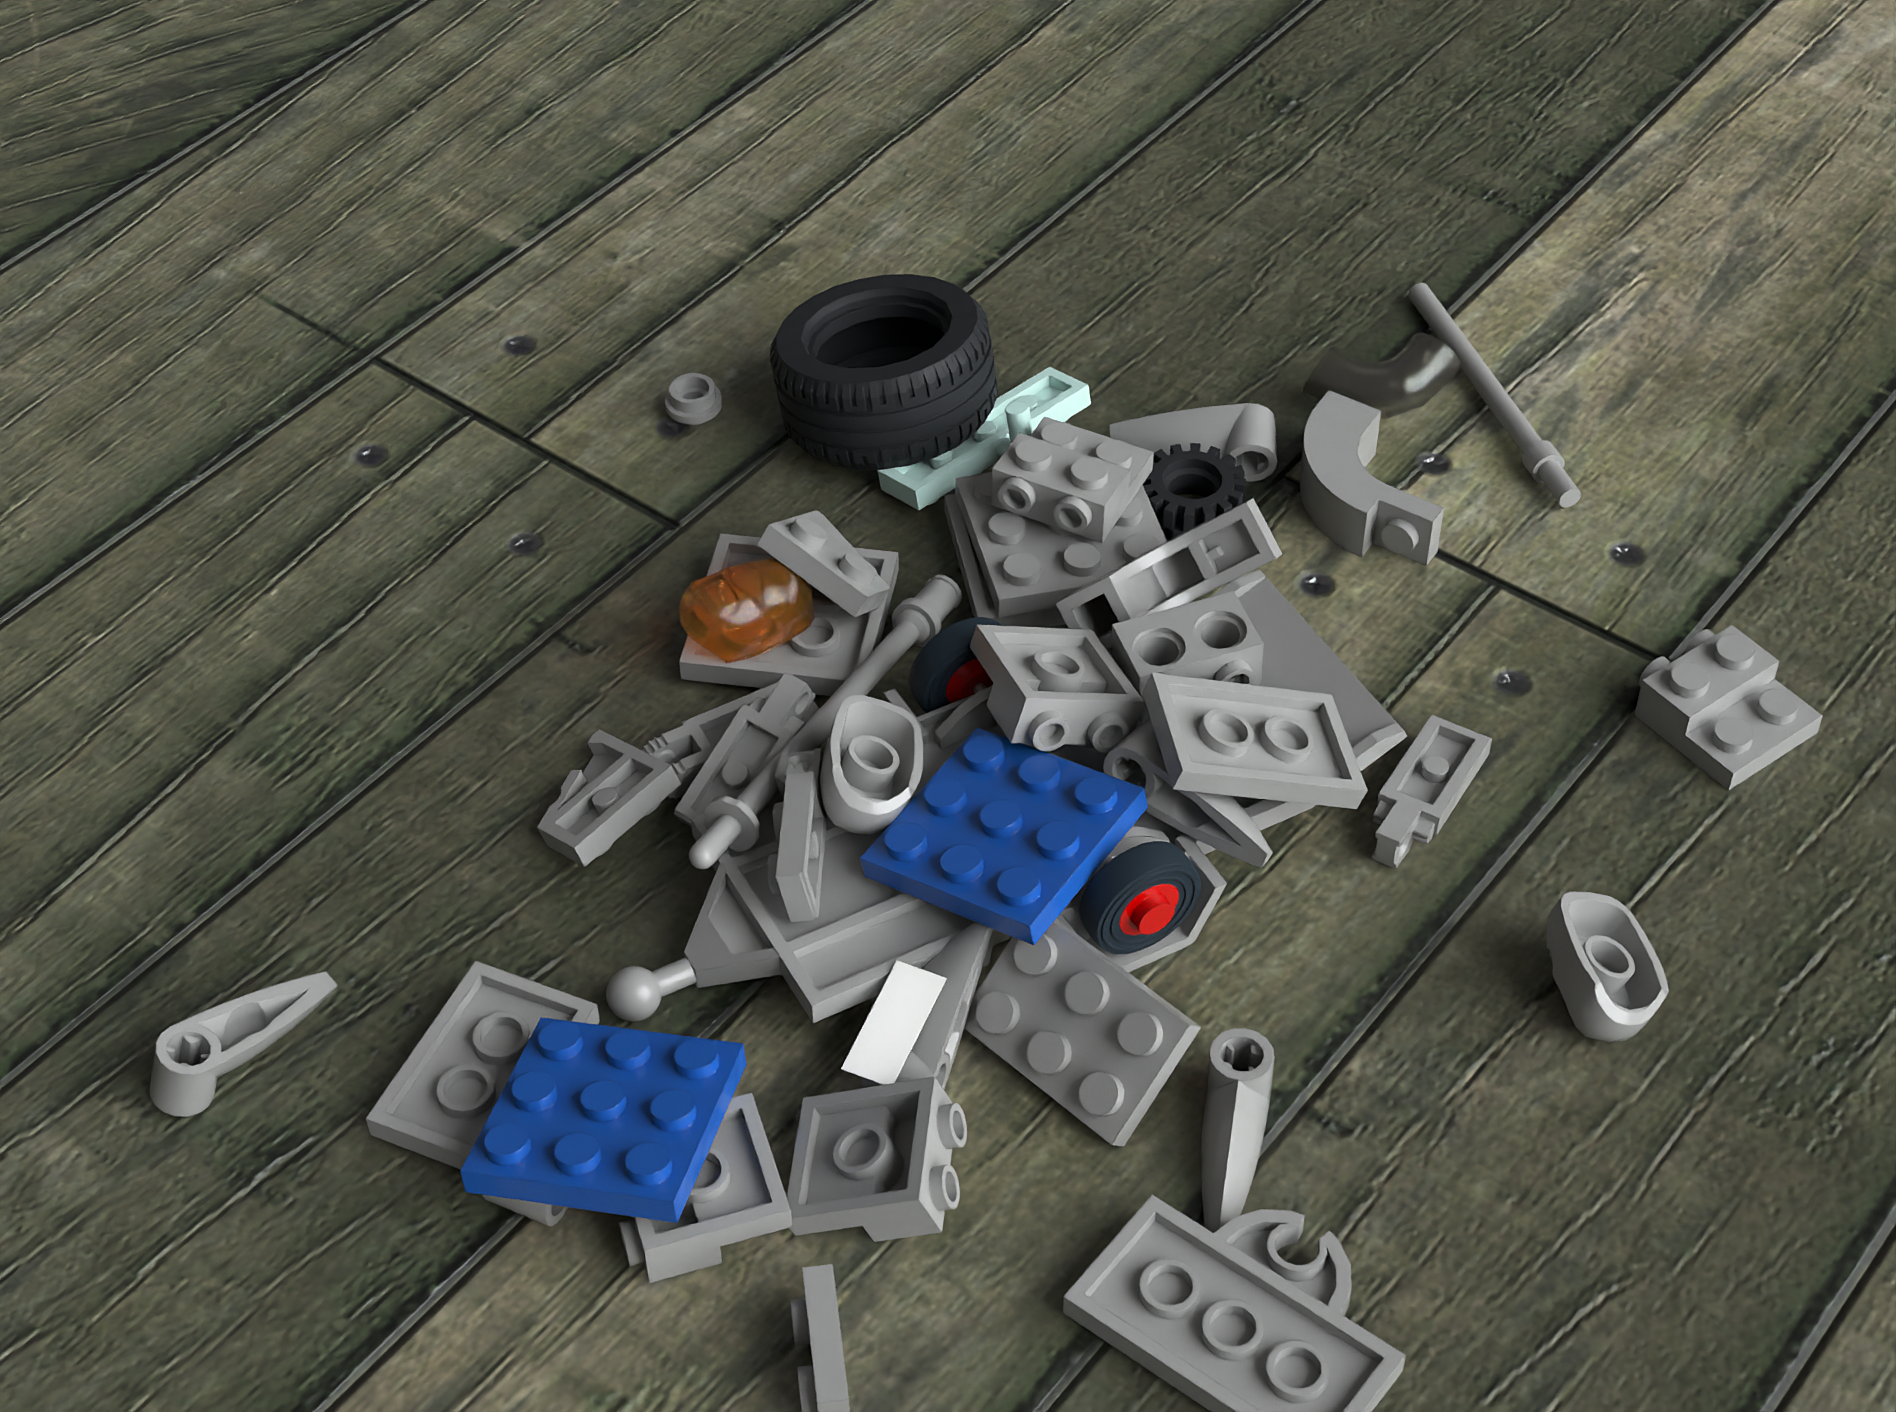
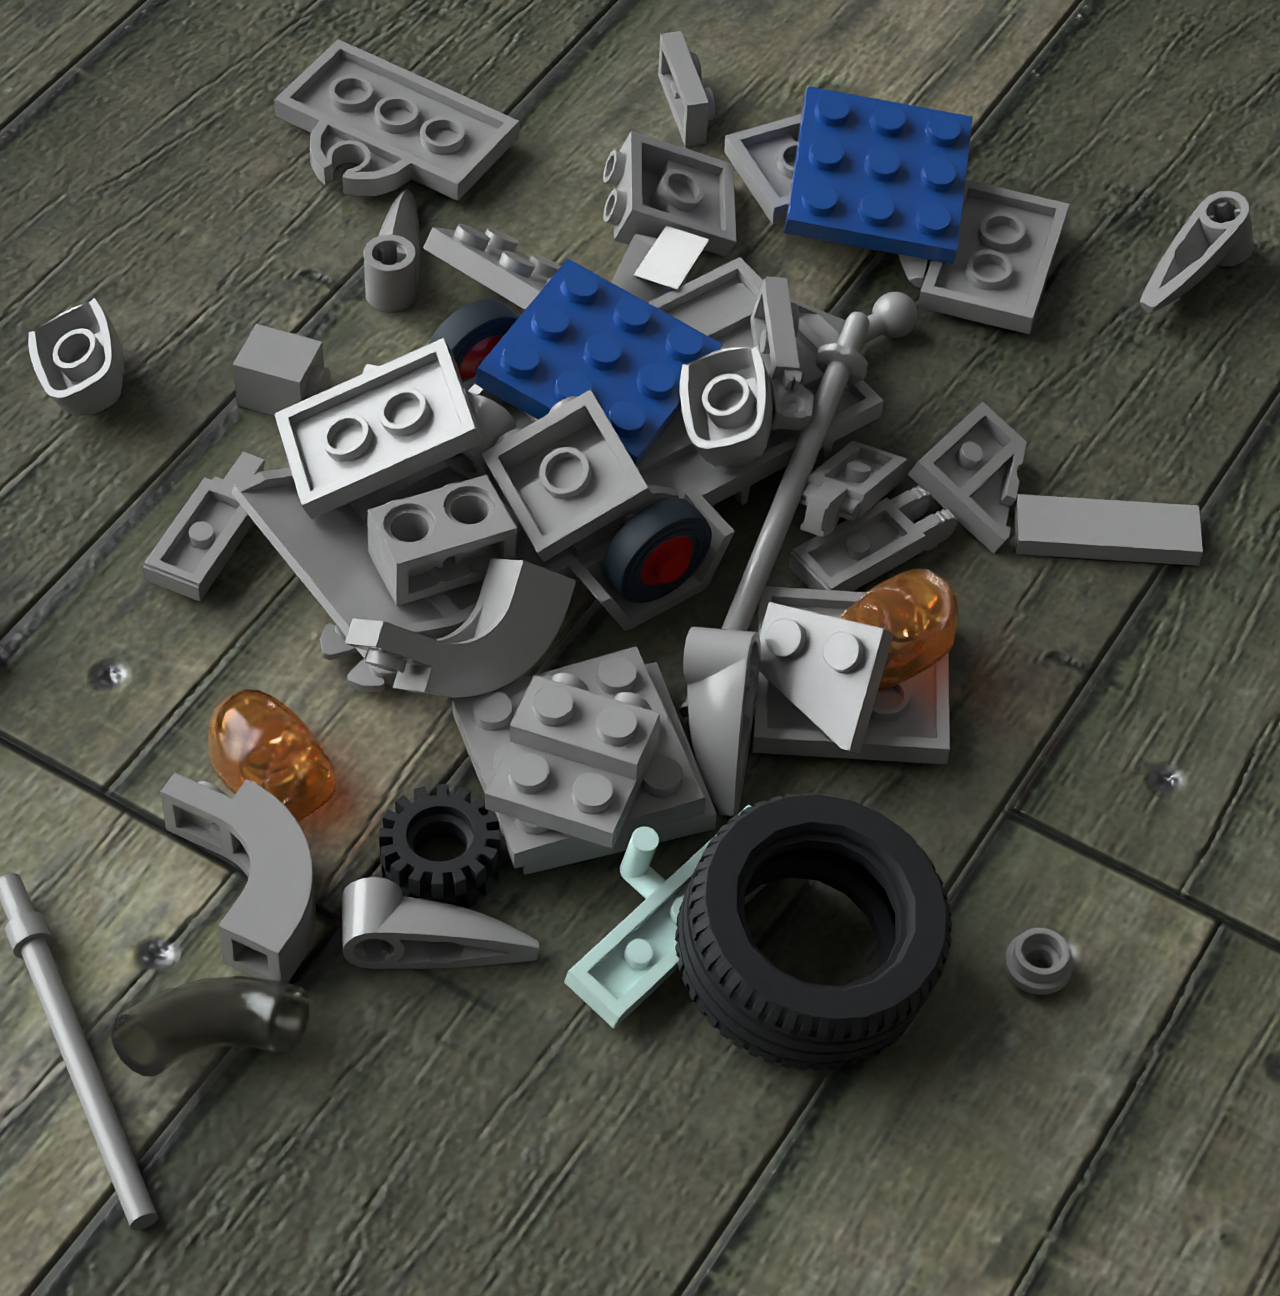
camera: 170 degrees right, 5 degrees up
(483, 748) = (1108, 529): none -> light grey tile
(921, 561) = (721, 699): none -> light grey piece
(1344, 578) = (271, 746): none -> clear orange piece
(1364, 948) = (278, 370): none -> light grey brick

